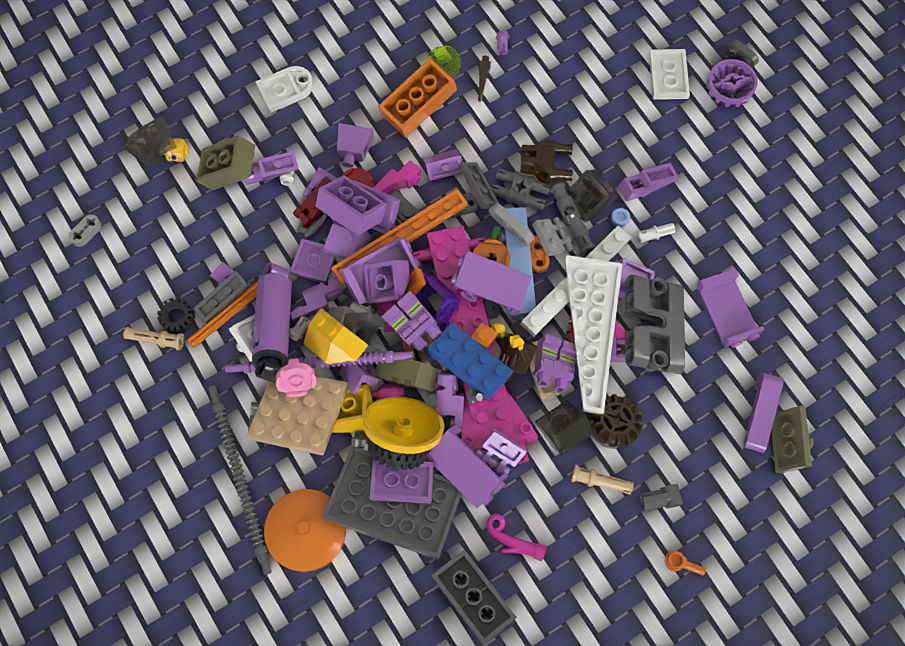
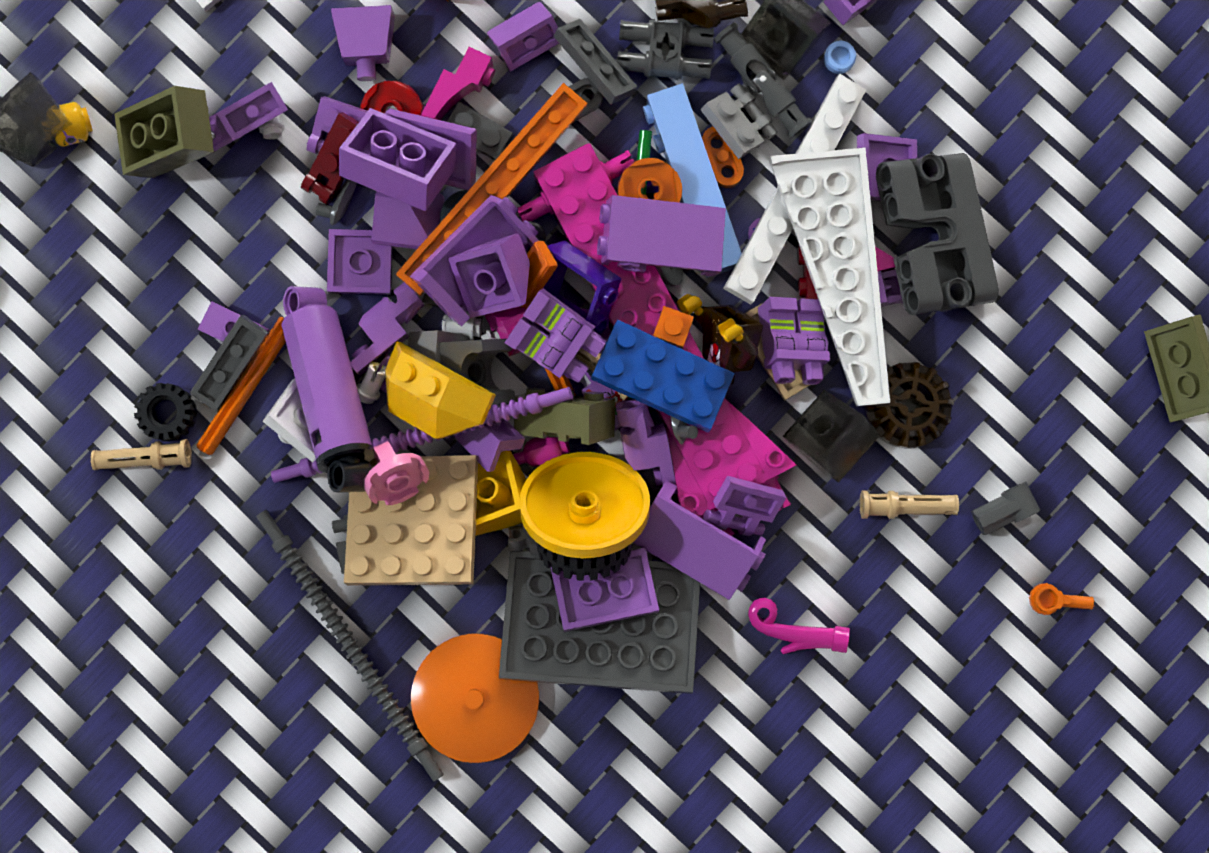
camera: 15 degrees left, 15 degrees up
(488, 599) = (760, 756): dark grey brick -> none
(511, 224) = (668, 122): light grey beam -> none
(655, 232) = (904, 70): white axle -> none
(728, 309) = (1047, 174): medium lavender panel -> none
(763, 411) = (1135, 331): medium lavender beam -> none

